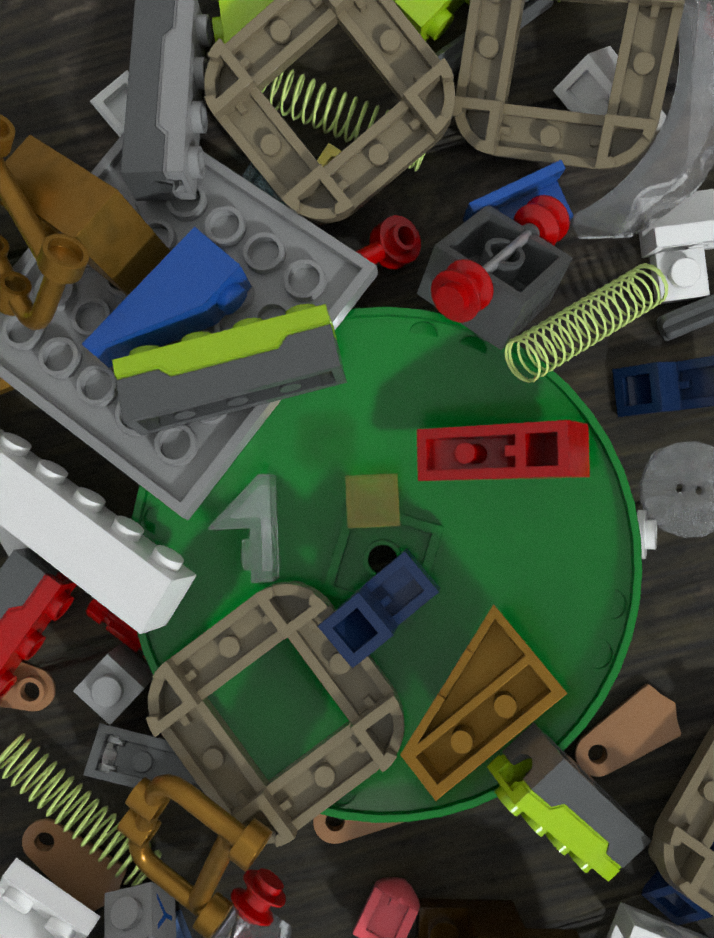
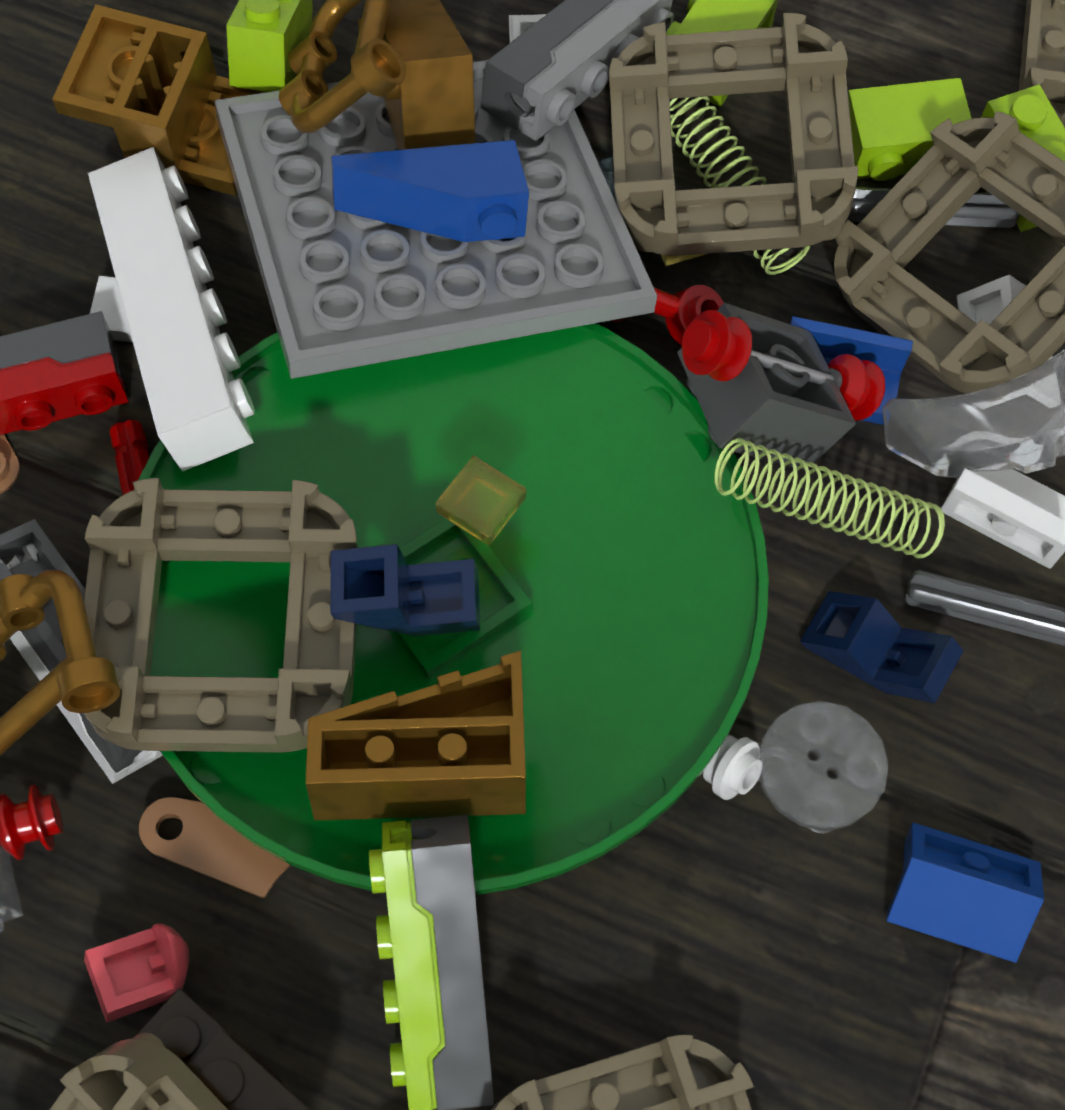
camera: 35 degrees right, 20 degrees down
(114, 683) = (69, 500): light grey brick -> none
(228, 369) = (445, 272): dark grey piece -> none
(255, 510) = (357, 426): clear slope -> none
(504, 451) = (653, 541): red slope -> none
(629, 732) = (565, 982): medium nougat piece -> none
(684, 273) = (966, 549): white plate -> none

